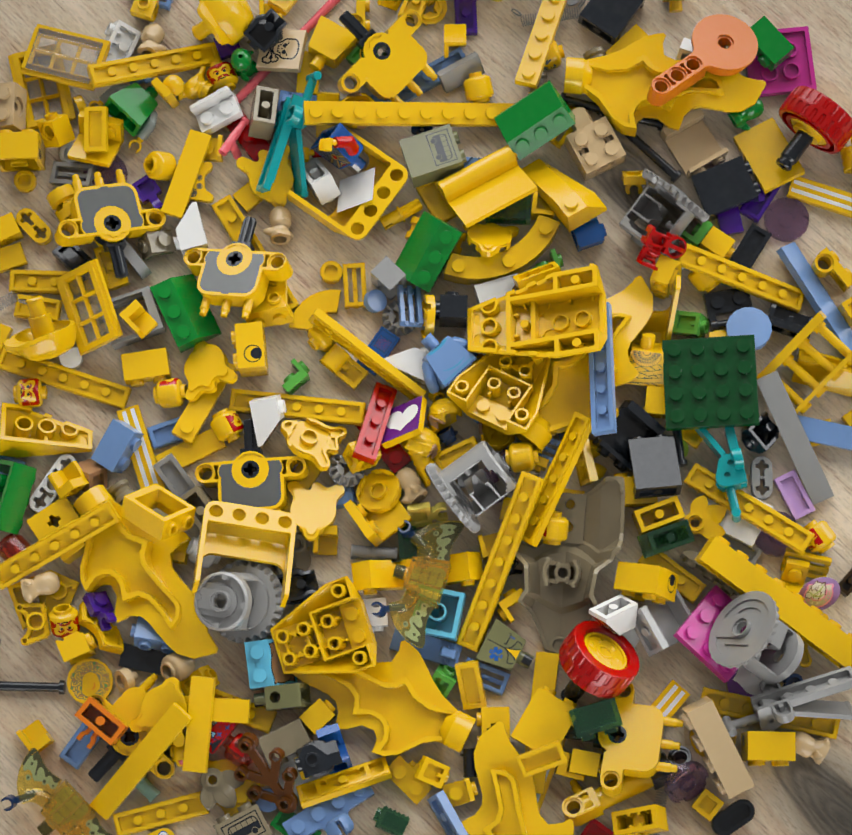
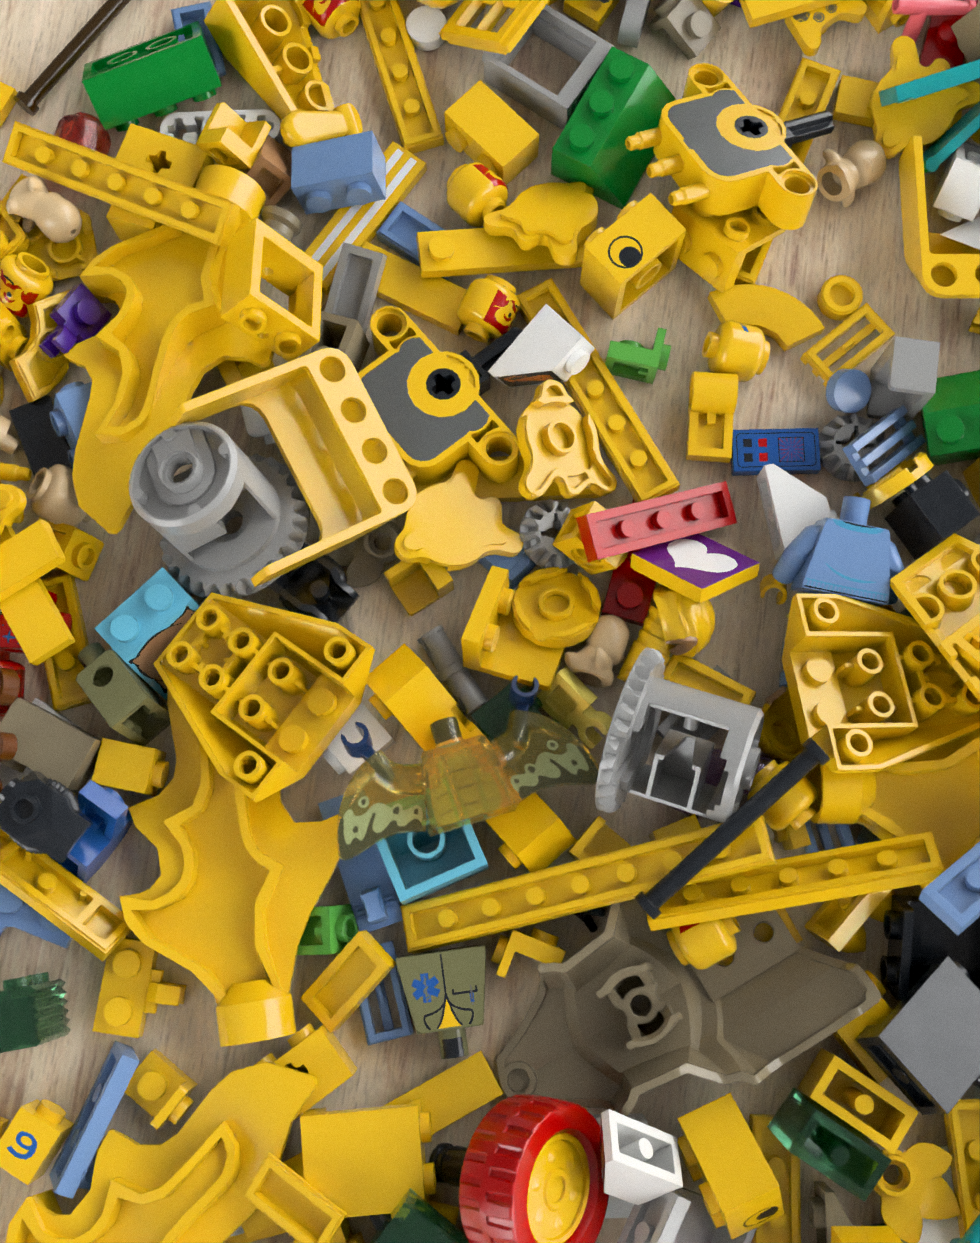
camera: 55 degrees right, 0 degrees up
(88, 439) = (312, 126): none -> yellow piece
(138, 319) = (550, 59): yellow panel -> none
(190, 231) = (746, 49): white slope -> none
(366, 355) = (756, 429): yellow tile -> none
(432, 772) = (157, 1022): yellow bracket -> none
(442, 414) = (753, 619): yellow hair -> none
(447, 435) = (724, 651): dark blue plate -> none
(468, 763) = (209, 1076): black pin -> none
(519, 486) = (732, 828): none -> black bar

